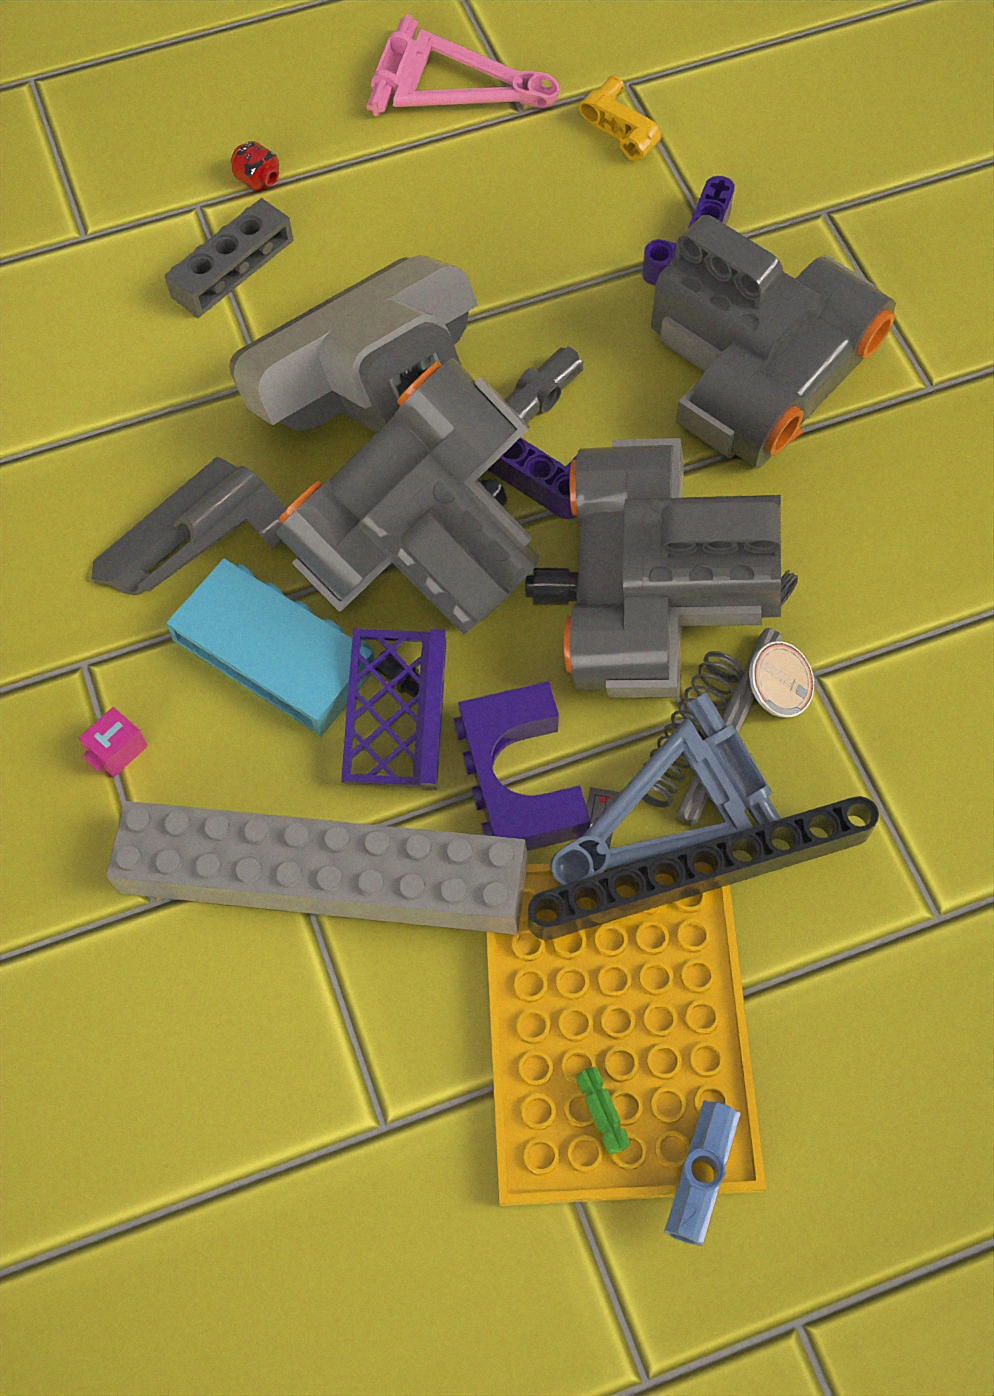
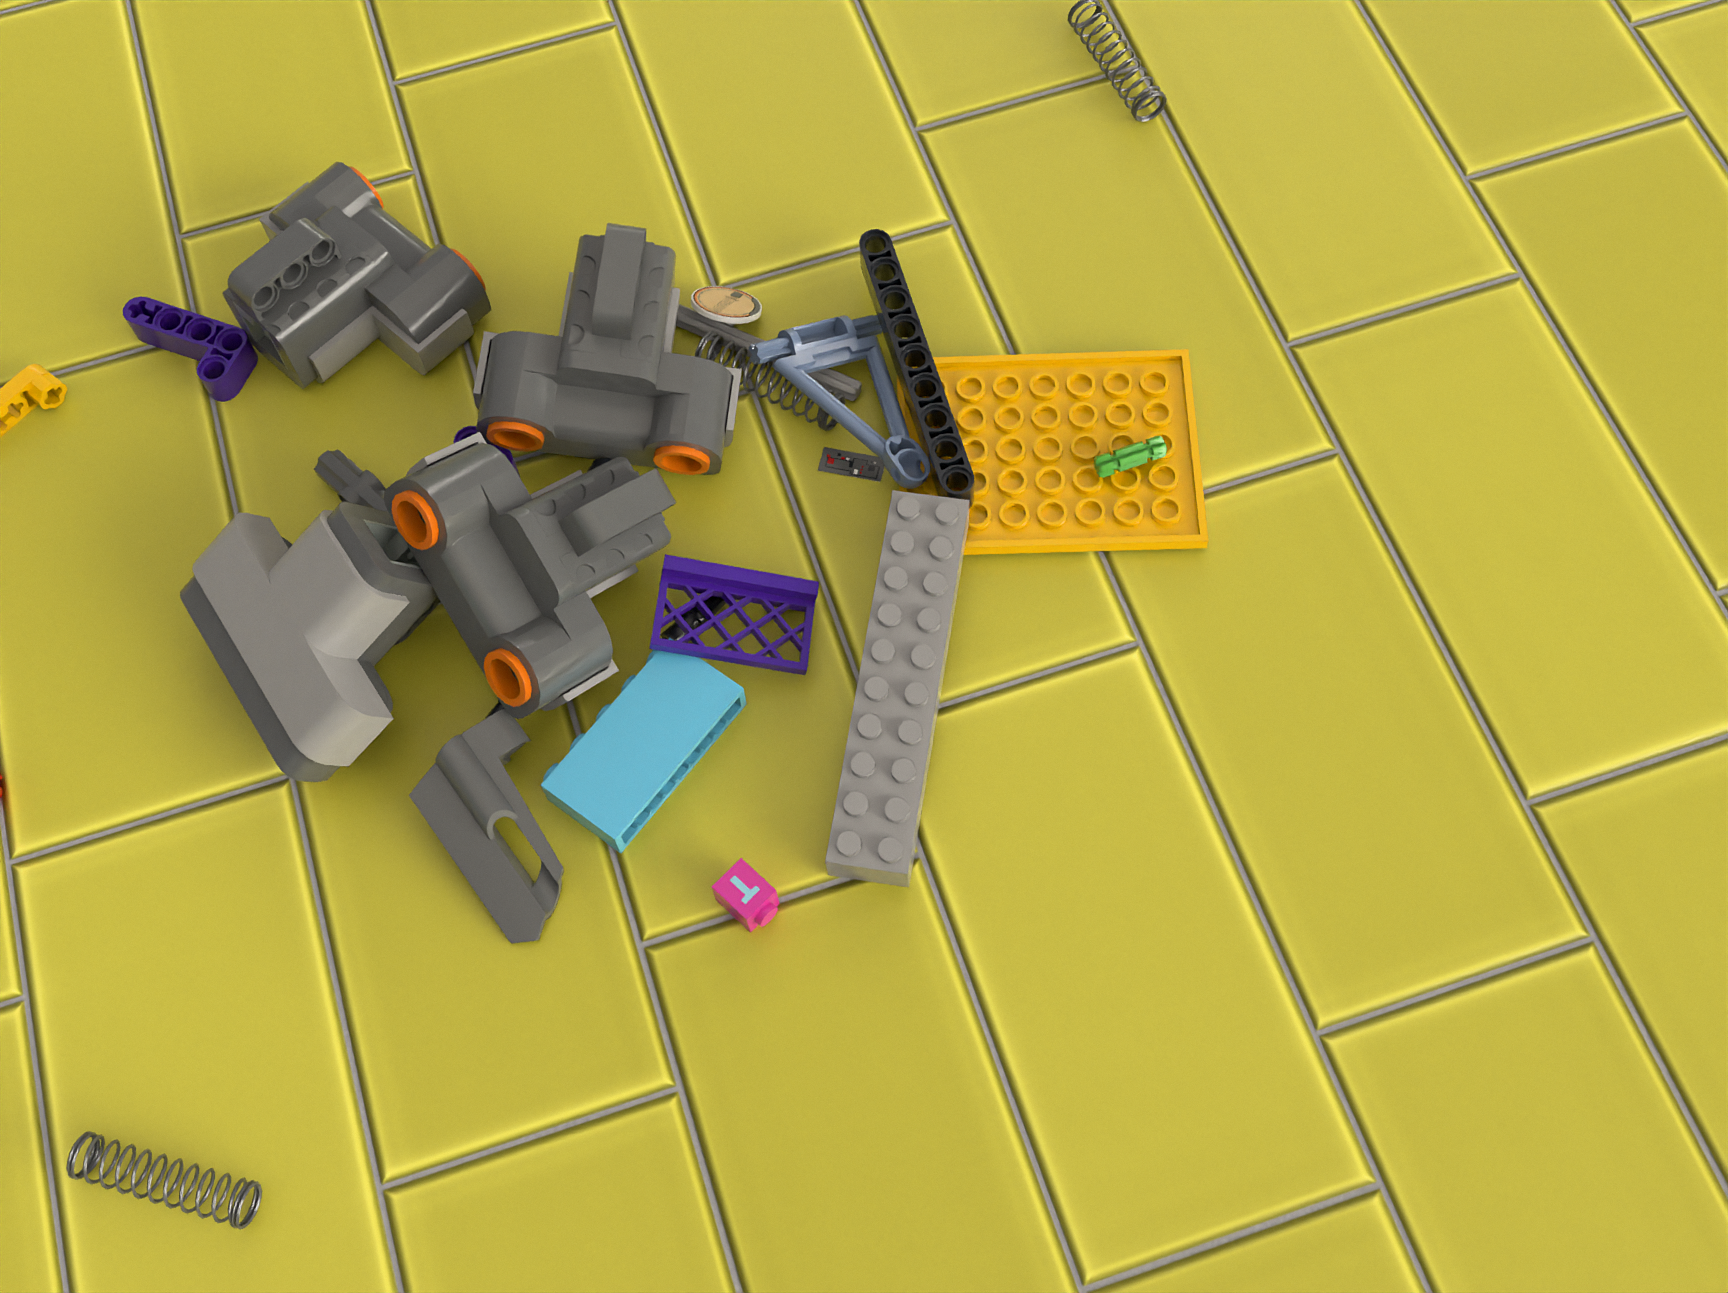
camera: 85 degrees left, 0 degrees up
(229, 257) = (152, 846): dark grey brick -> none
(488, 728) = (850, 531): dark purple arch -> none
(694, 1199) = (1199, 387): medium blue piece -> none

